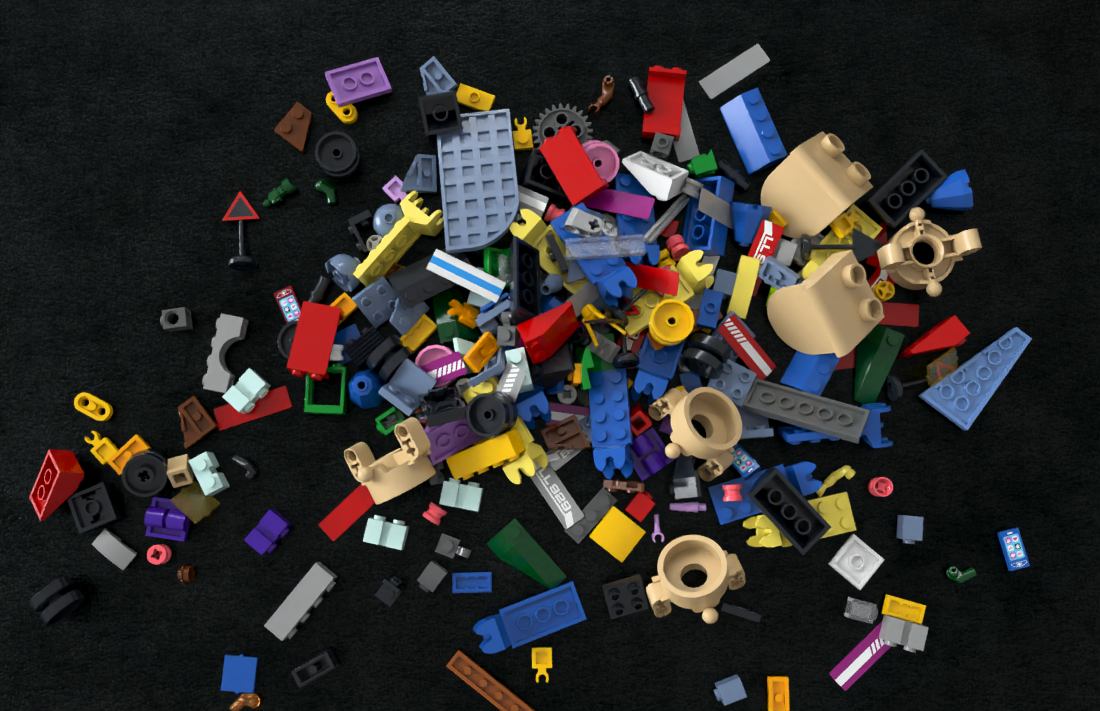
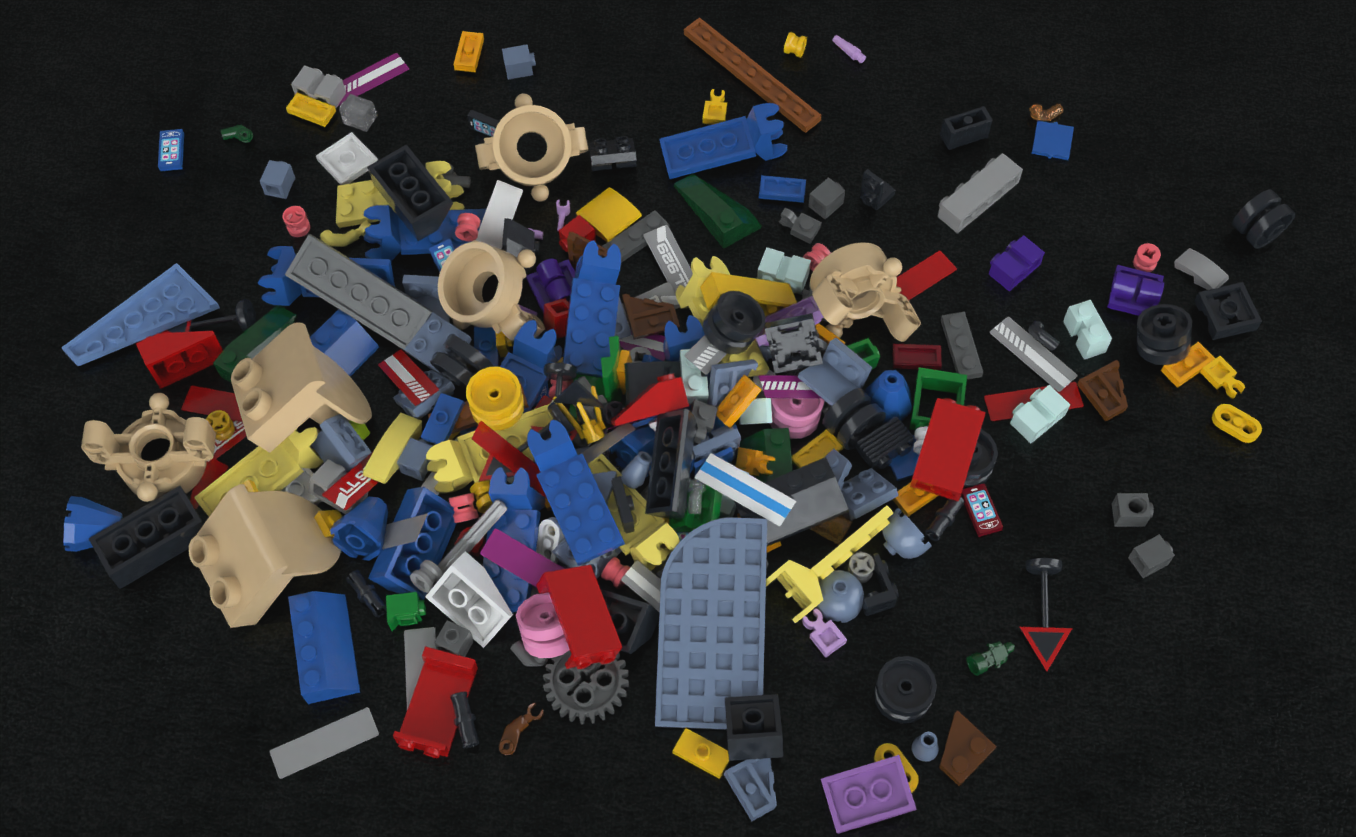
camera: 170 degrees left, 20 degrees down
(55, 482) = (1275, 339): red slope -> none
(162, 284) = (1151, 556): none -> dark grey brick
(180, 471) = (1123, 333): tan brick -> none
(186, 574) = (1114, 235): reddish brown plate -> none
(194, 502) = (1107, 300): clear yellow piece -> none
(229, 330) = (1060, 486): light grey arch -> none
(255, 451) = (1033, 354): none -> light grey sticker
(311, 448) = (961, 345): none -> dark grey plate
(321, 121) = (923, 751): none -> sand blue cone
(329, 189) = (922, 652): dark green arm -> none
(346, 433) = (915, 356): none -> dark red tile
(386, 533) = (888, 241): light aqua brick -> none
(421, 175) = (790, 649): sand blue wing -> none
(522, 137) = (643, 688): yellow plate -> none
(583, 223) = (583, 523): light grey piece -> none
(605, 247) = (559, 487): clear plate -> none
(710, 507) = (501, 206): none -> white sticker
(760, 554) = (463, 181): none -> dark grey arm
(861, 245) = (230, 467): black piece -> none
(942, 367) = (182, 323): clear yellow piece -> none

